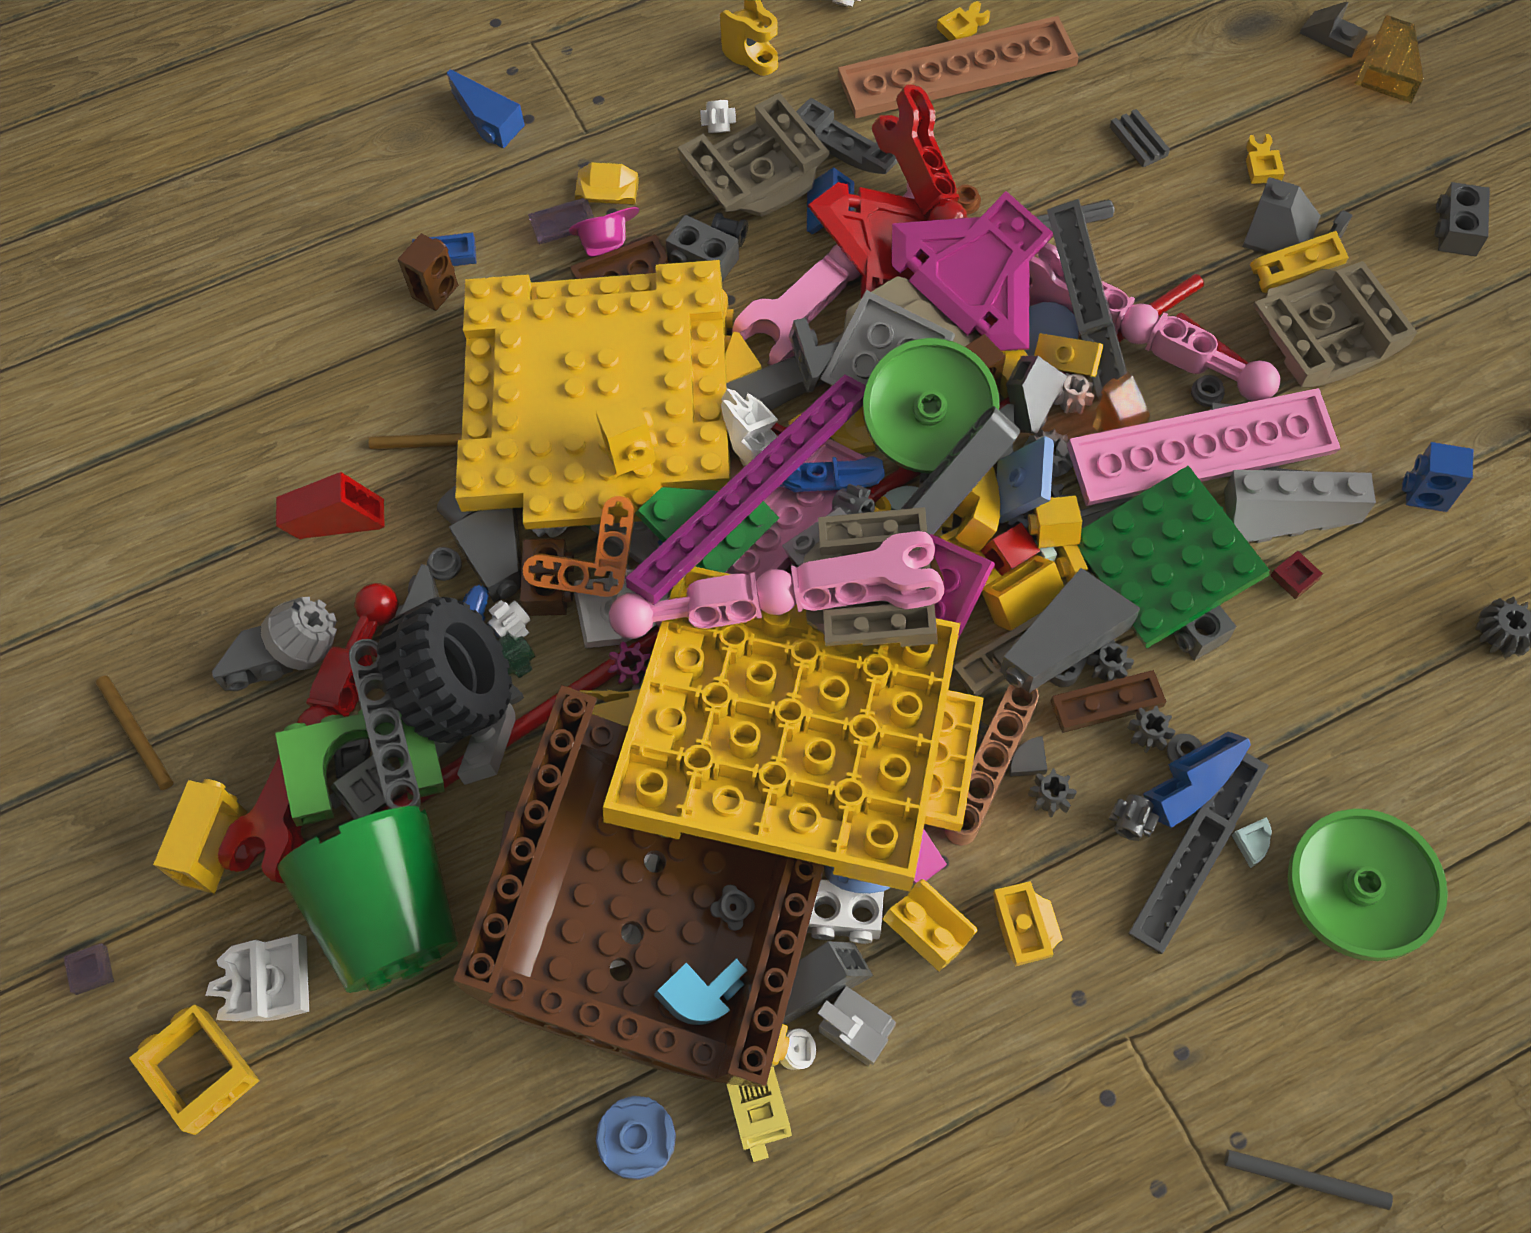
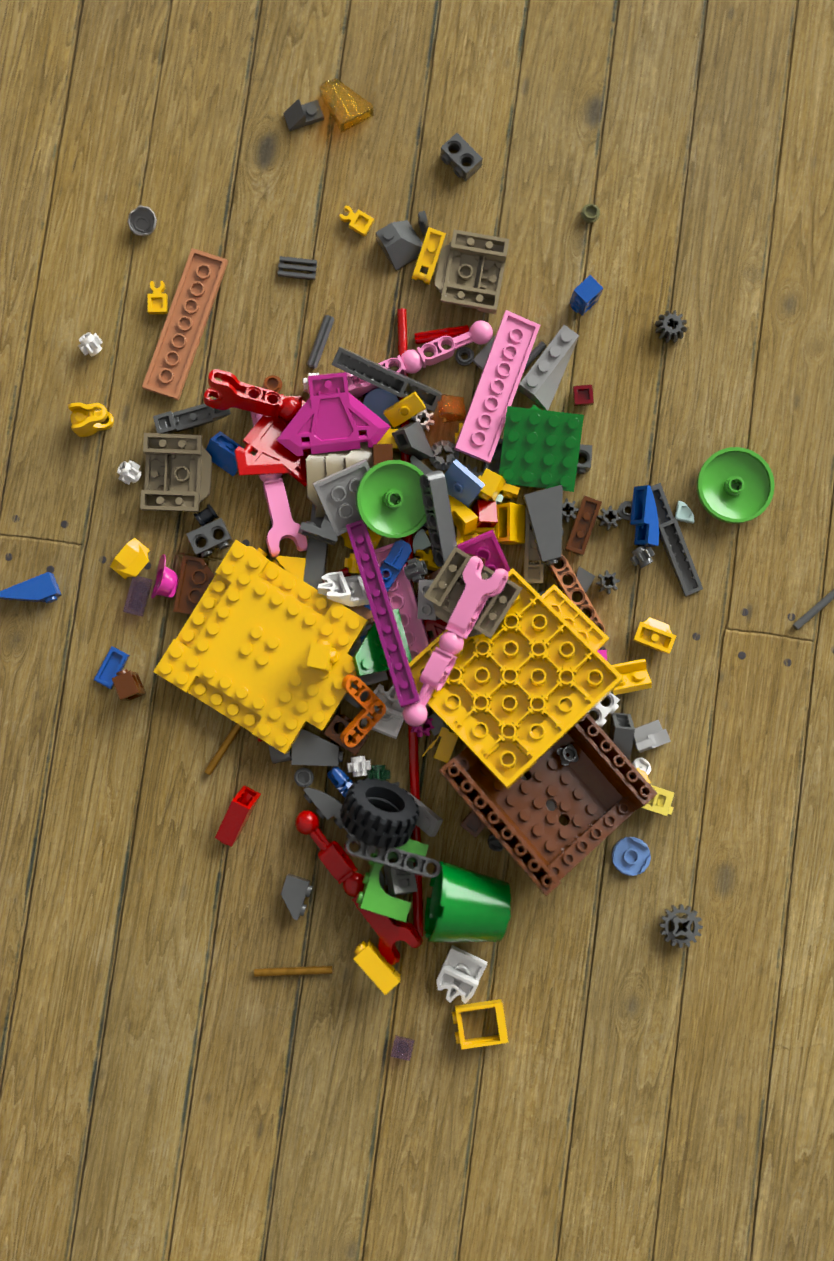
camera: 60 degrees left, 20 degrees up
(299, 633) = (300, 867): light grey piece -> none
(693, 1001) = (602, 796): medium azure brick -> none

